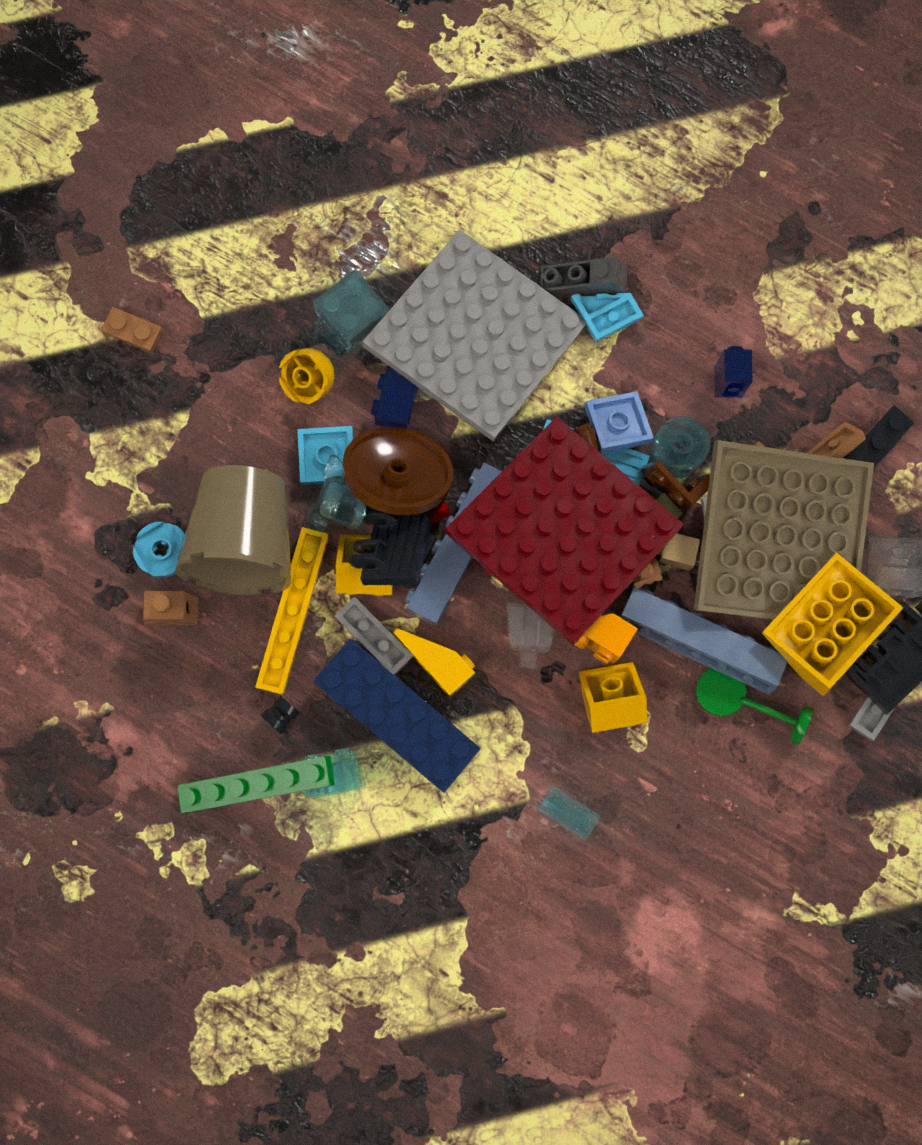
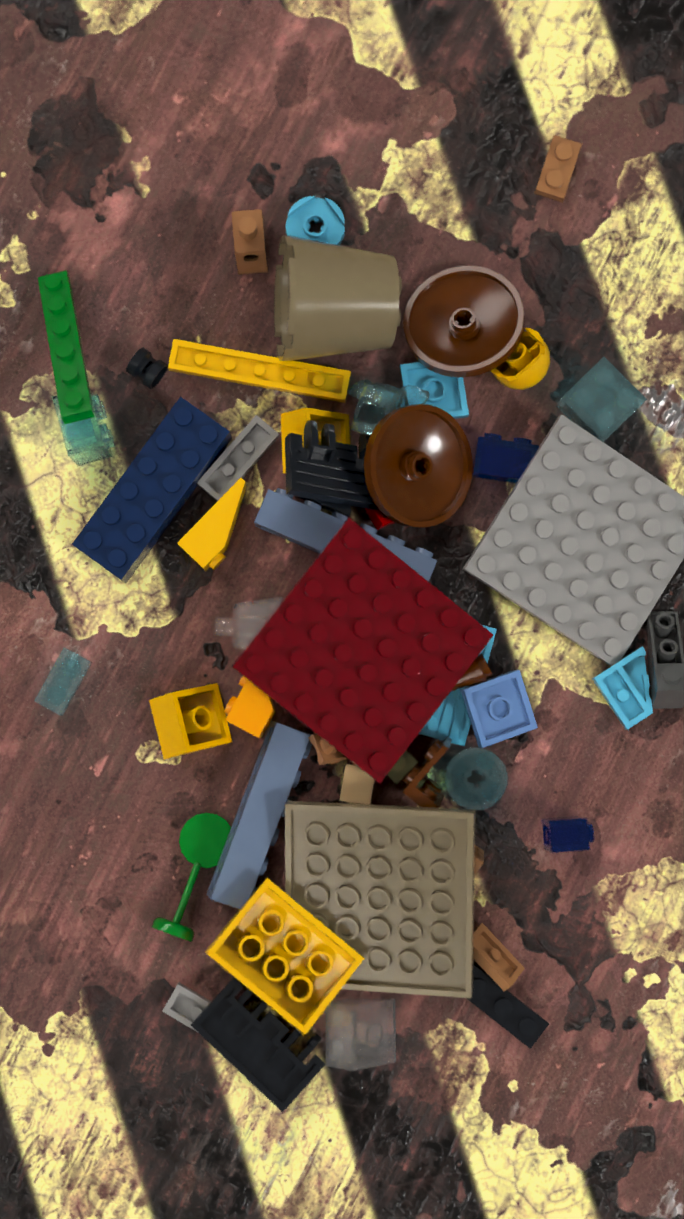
camera: 90 degrees right, 5 degrees up
(250, 406) = (464, 321): none -> reddish brown dish

